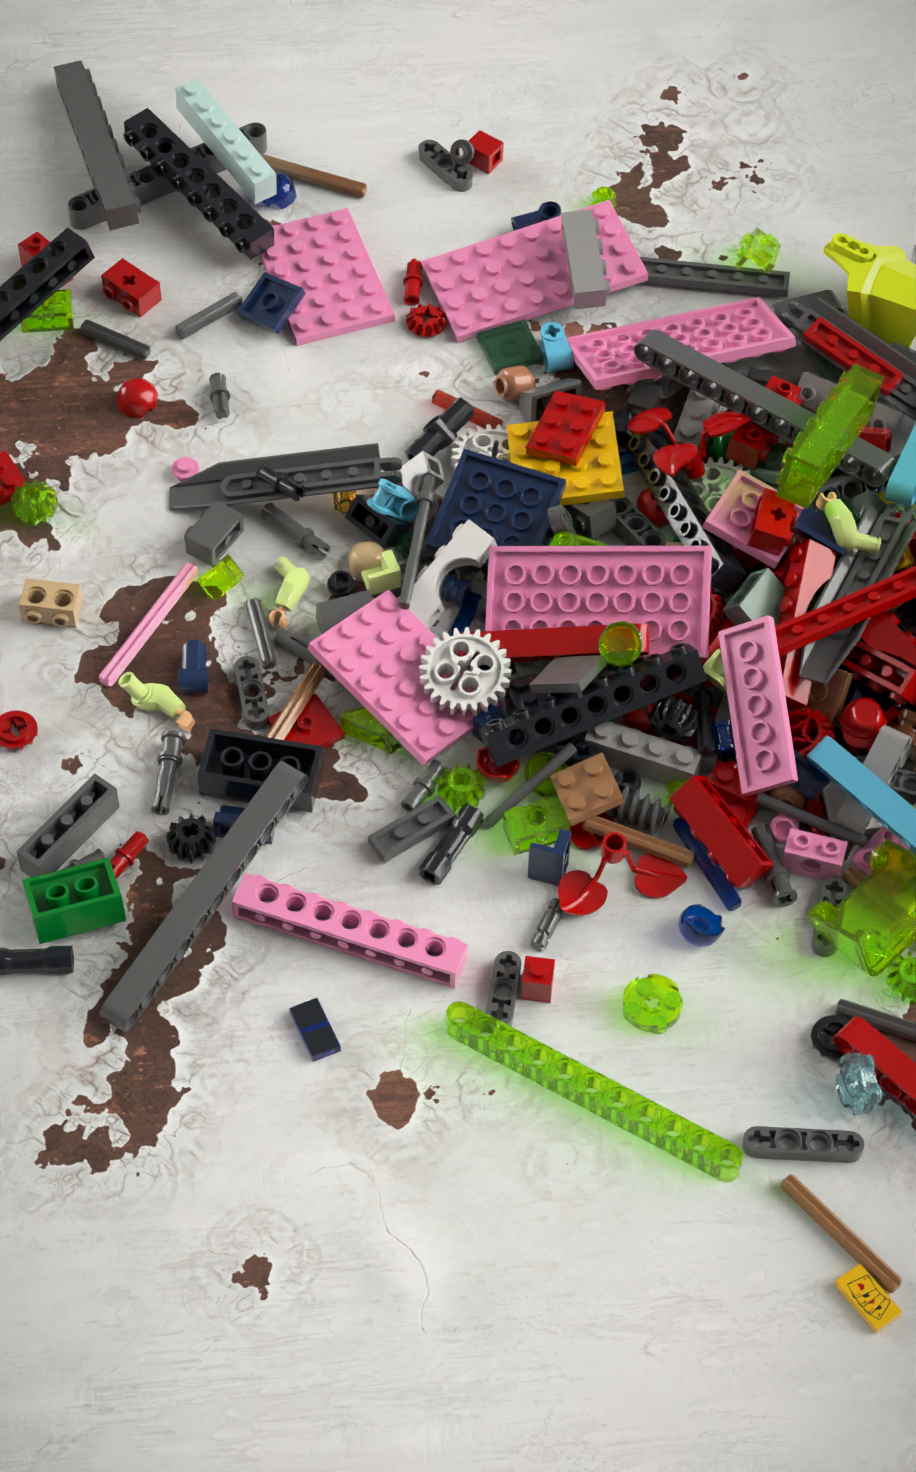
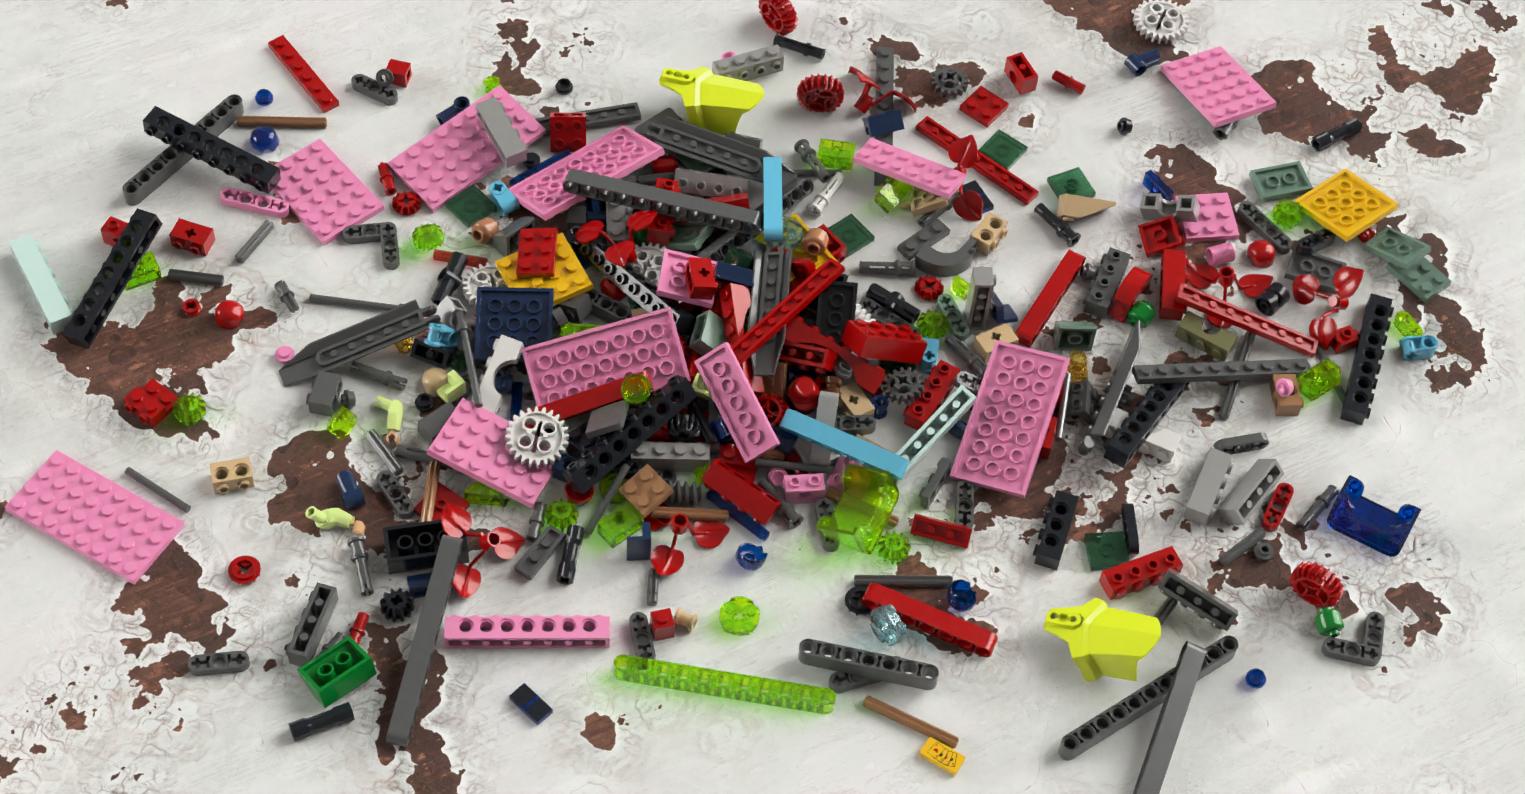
camera: 25 degrees left, 0 degrees up
(95, 370) = (190, 303): none -> red bush
(97, 145) = (126, 141): dark grey brick -> none
(148, 624) = (305, 469): bright pink axle -> none
(225, 269) = (256, 199): none -> bright pink beam
(226, 141) = (218, 114): light aqua brick -> none
(242, 549) = (348, 399): none -> dark grey plate
(271, 302) = (296, 221): dark blue plate -> none
(280, 482) = (359, 345): black pin -> none
(296, 426) = (352, 302): none -> dark grey bar
(298, 138) = (264, 97): none -> clear blue plate
(362, 122) = (303, 74): none -> red plate
(369, 804) = (502, 540): none -> red plant
(373, 352) = (379, 236): none -> dark grey beam
(434, 370) = (428, 237): none -> clear neon green gear
(573, 983) = (685, 620): none -> tan bush
(615, 310) = (532, 160): none -> black plate
(621, 321) = (539, 167): none -> clear blue axle
(674, 398) = (595, 210): none -> dark blue piece
(677, 284) = (567, 131): none -> red bracket
(698, 226) = (564, 86): none -> black plate
(759, 248) = (611, 91): clear neon green bracket -> none
(794, 362) = (664, 164): none -> red brick
(815, 1142) = (874, 671): none -> dark grey beam
(828, 435) = (717, 210): clear neon green brick -> none
(844, 526) = (747, 266): yellowish green arm -> none
(849, 352) = (703, 149): red plate -> none

